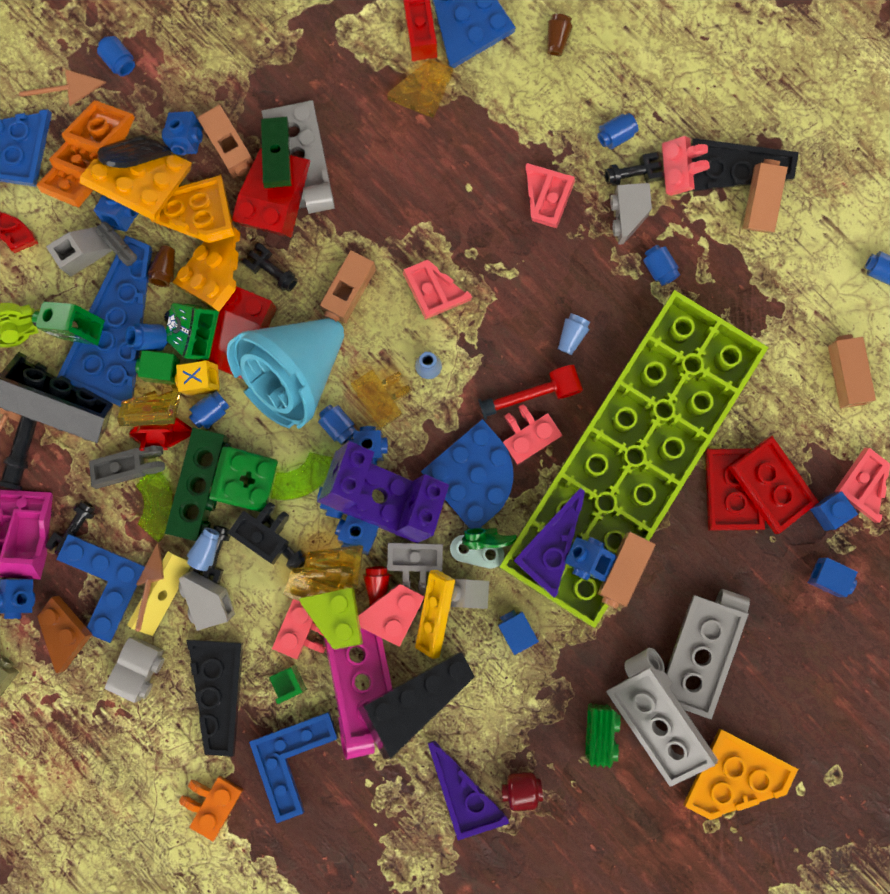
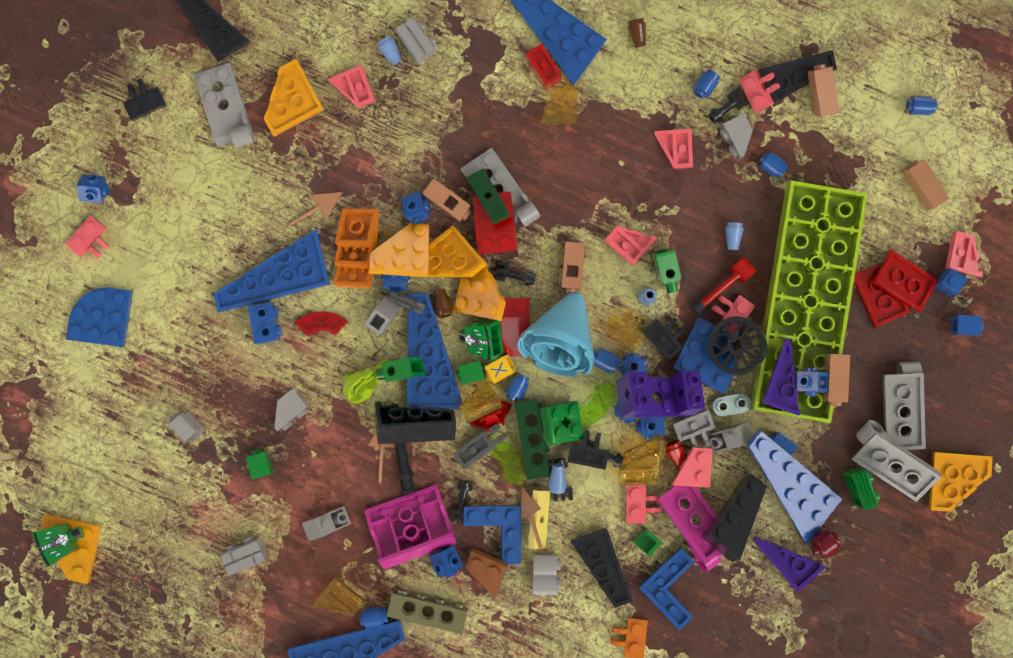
camera: 25 degrees left, 5 degrees up
(116, 55) = (344, 172): blue brick -> none
(132, 152) = (390, 236): black window -> none
(146, 337) = (456, 356): blue brick -> none
(206, 600) = (573, 510): light grey slope -> none
(336, 617) = (662, 486): lime wing -> none
(424, 429) = (663, 339): none -> black hinge
(434, 614) = (723, 457): yellow tile -> none
(466, 326) = (666, 260): none -> torso
(479, 538) = (737, 394): green plate -> none
(494, 447) = (715, 335): none -> black piece
(516, 704) = (797, 489): none -> wing

